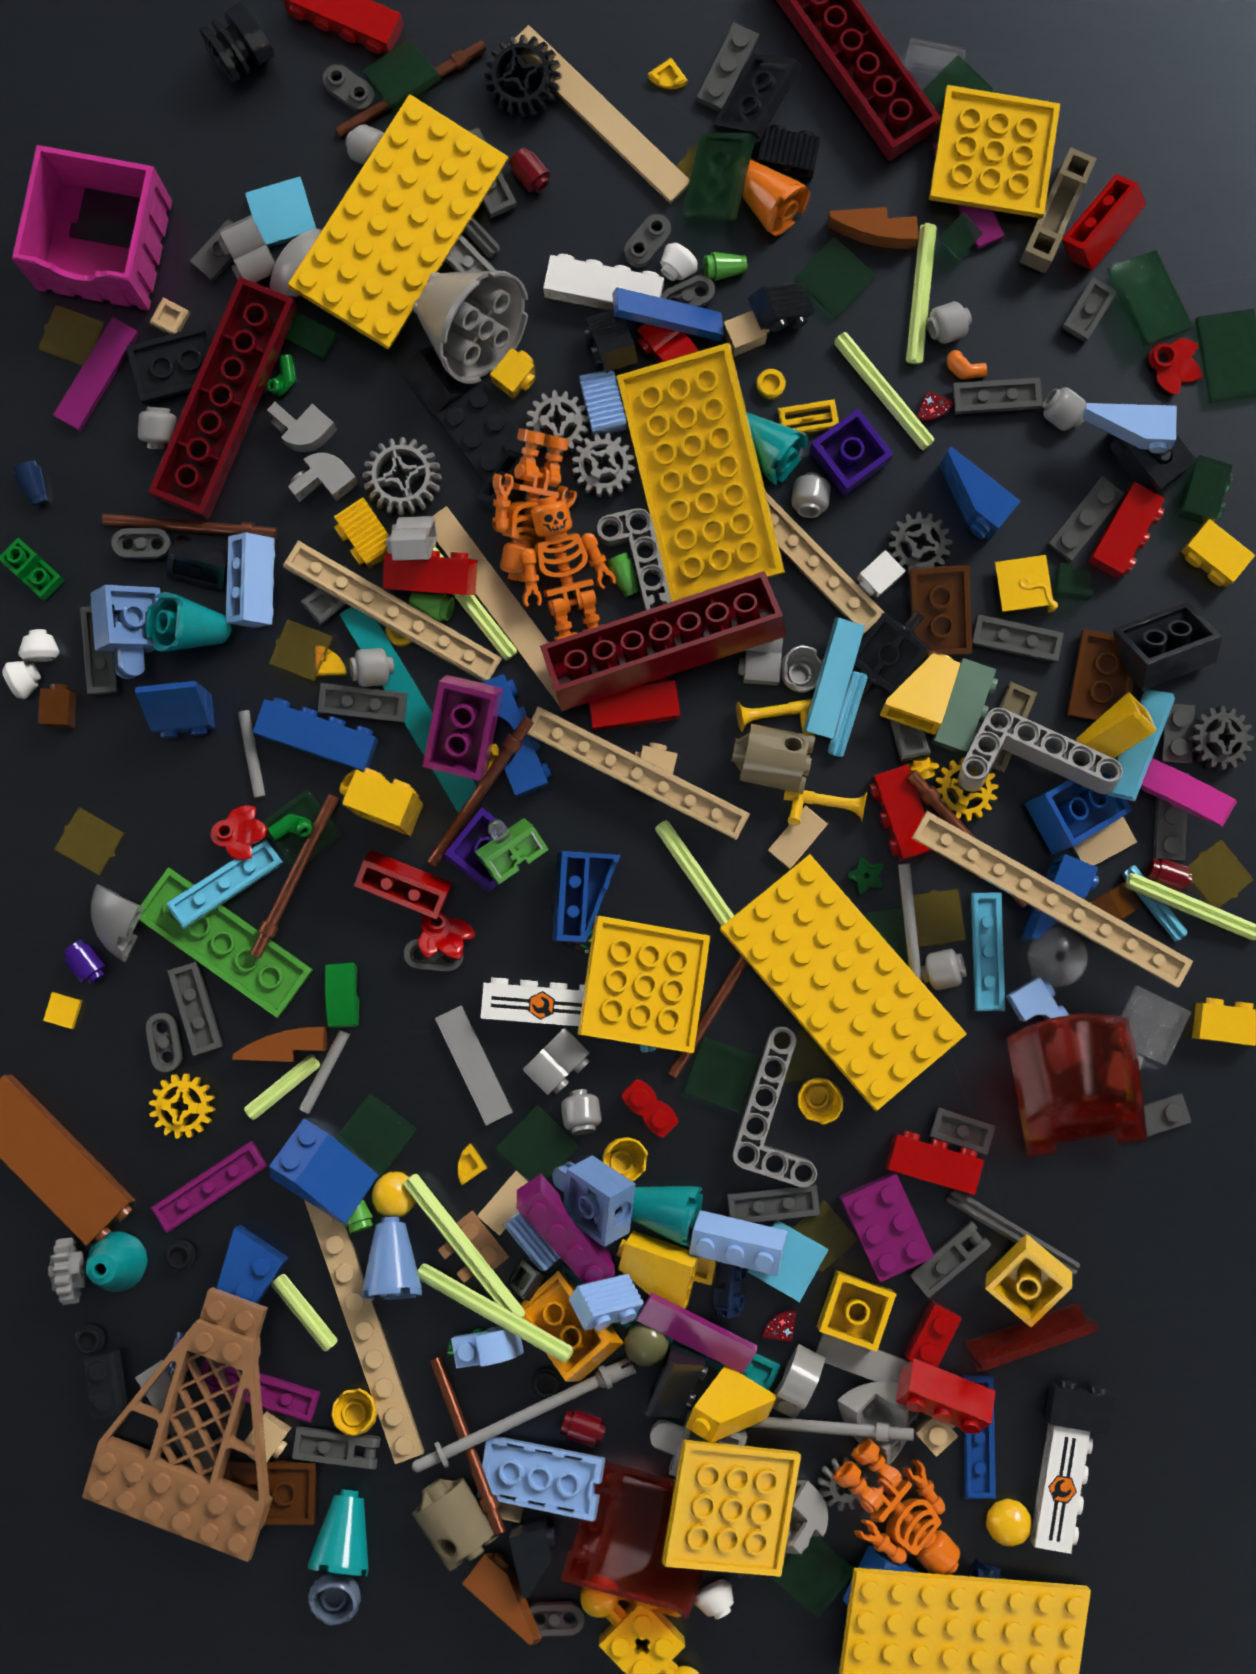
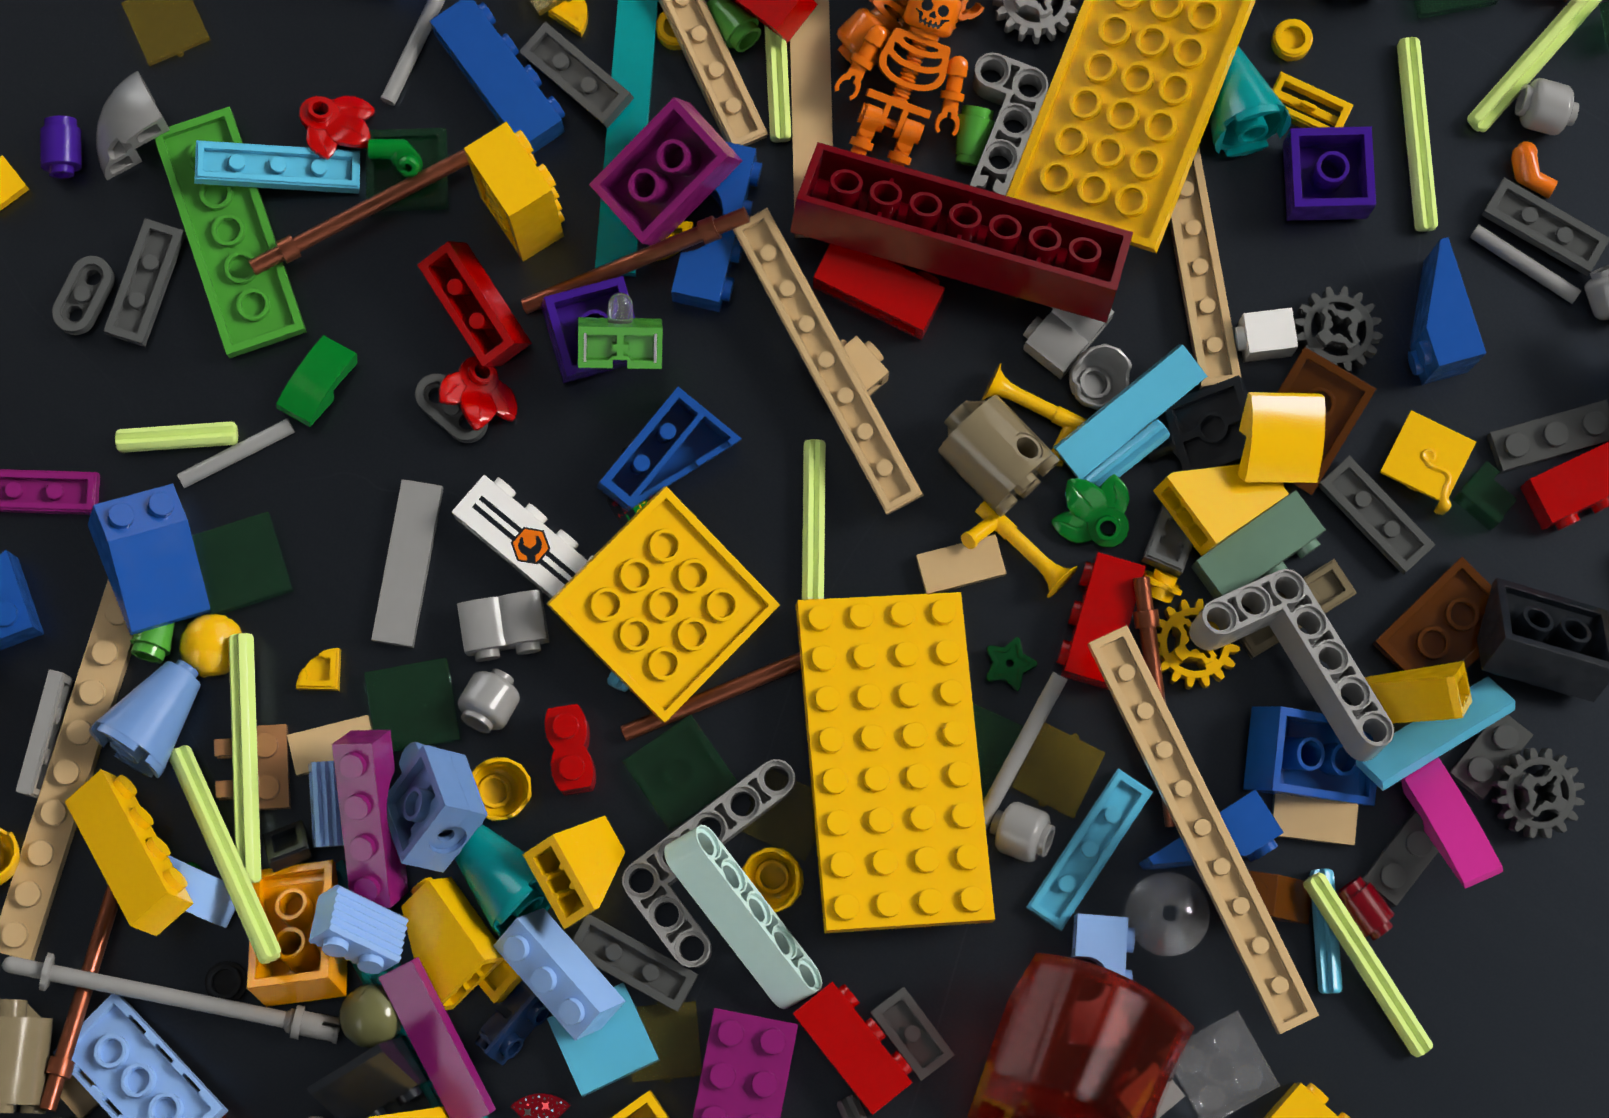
camera: 35 degrees right, 5 degrees down
(184, 1094) = (61, 366): yellow gear -> none
(284, 1045) = (213, 391): dark orange slope -> none
(304, 1312) = (15, 703): yellowish green axle -> none
(335, 1317) = (44, 732): none -> light grey tile
(371, 667) = (613, 41): light grey head -> none
(439, 1352) = (129, 852): none -> yellow brick
(583, 1428) = (229, 1062): dark red brick -> none
(707, 1176) = (576, 868): none -> yellow slope
(810, 495) = (1249, 191): light grey head -> none
(821, 1134) = (743, 917): none -> light aqua beam
(850, 752) = (1090, 508): none -> green plate
(933, 407) = (1462, 190): dark red tile -> none
(936, 633) = (1282, 437): none -> yellow slope
(1000, 426) = (1525, 264): none -> light grey bar
(1219, 874) = (1425, 951): clear yellow piece -> none

